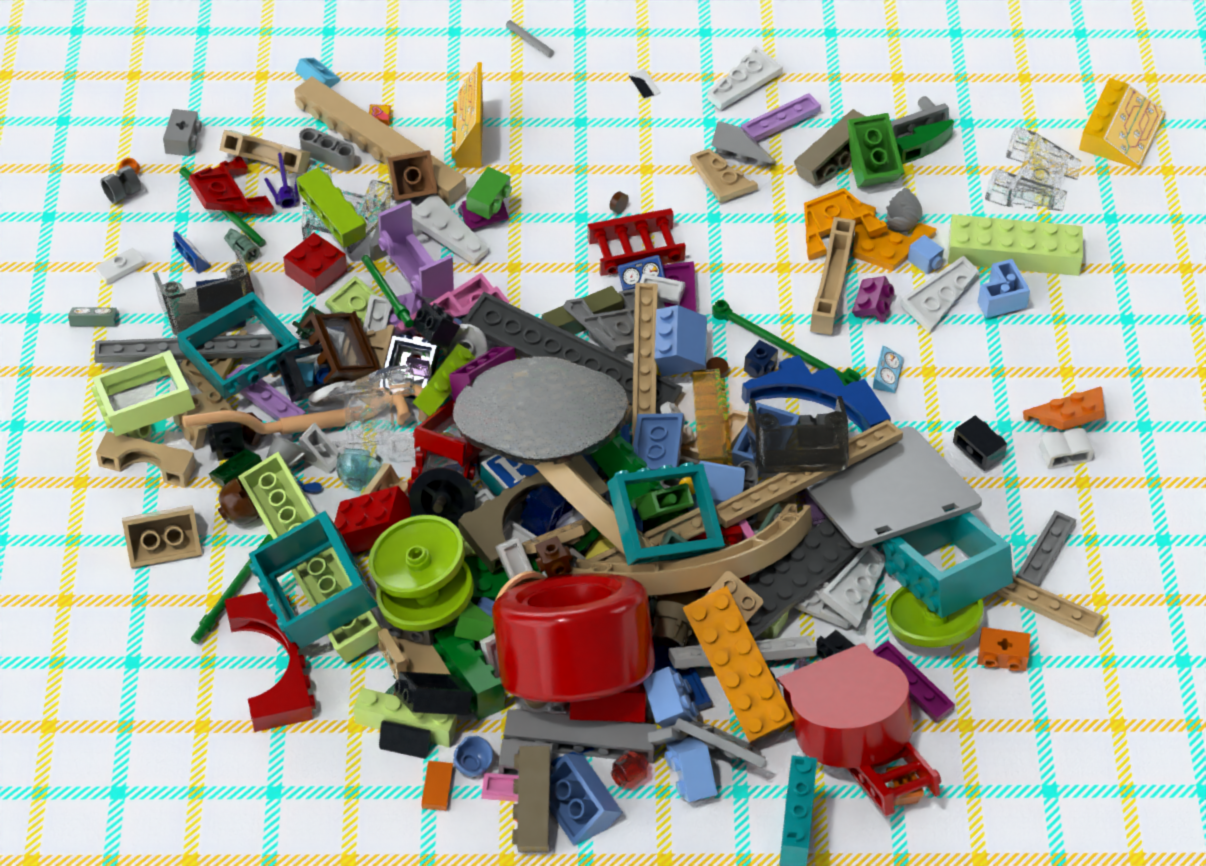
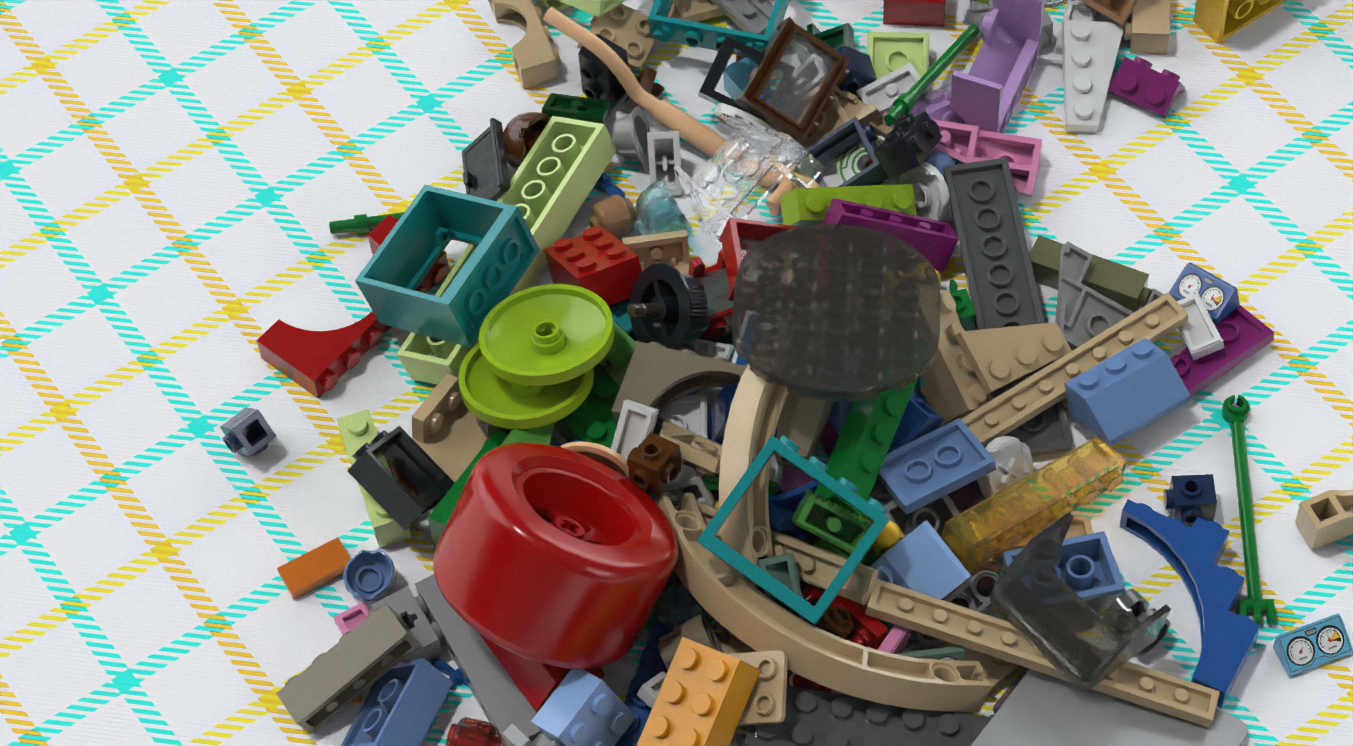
camera: 60 degrees right, 5 degrees up
(161, 536) = (435, 108): tan slope -> none
(235, 530) = (486, 164): none -> black door
(269, 398) = (694, 69): lavender plate -> none
(313, 761) = (247, 432): none -> dark blue brick
(331, 494) = (614, 215): none -> medium nougat head
(404, 739) = (348, 499): black slope -> none
(420, 366) = (833, 167): clear purple tile -> none
(488, 193) = (1160, 67): bright green brick -> none
(616, 363) = (1011, 352): none -> tan wing
(619, 202) = (1293, 202): reddish brown tile -> none
(632, 226) = (1265, 235): red fence -> none
(718, 363) = (1141, 462): reddish brown tile -> none

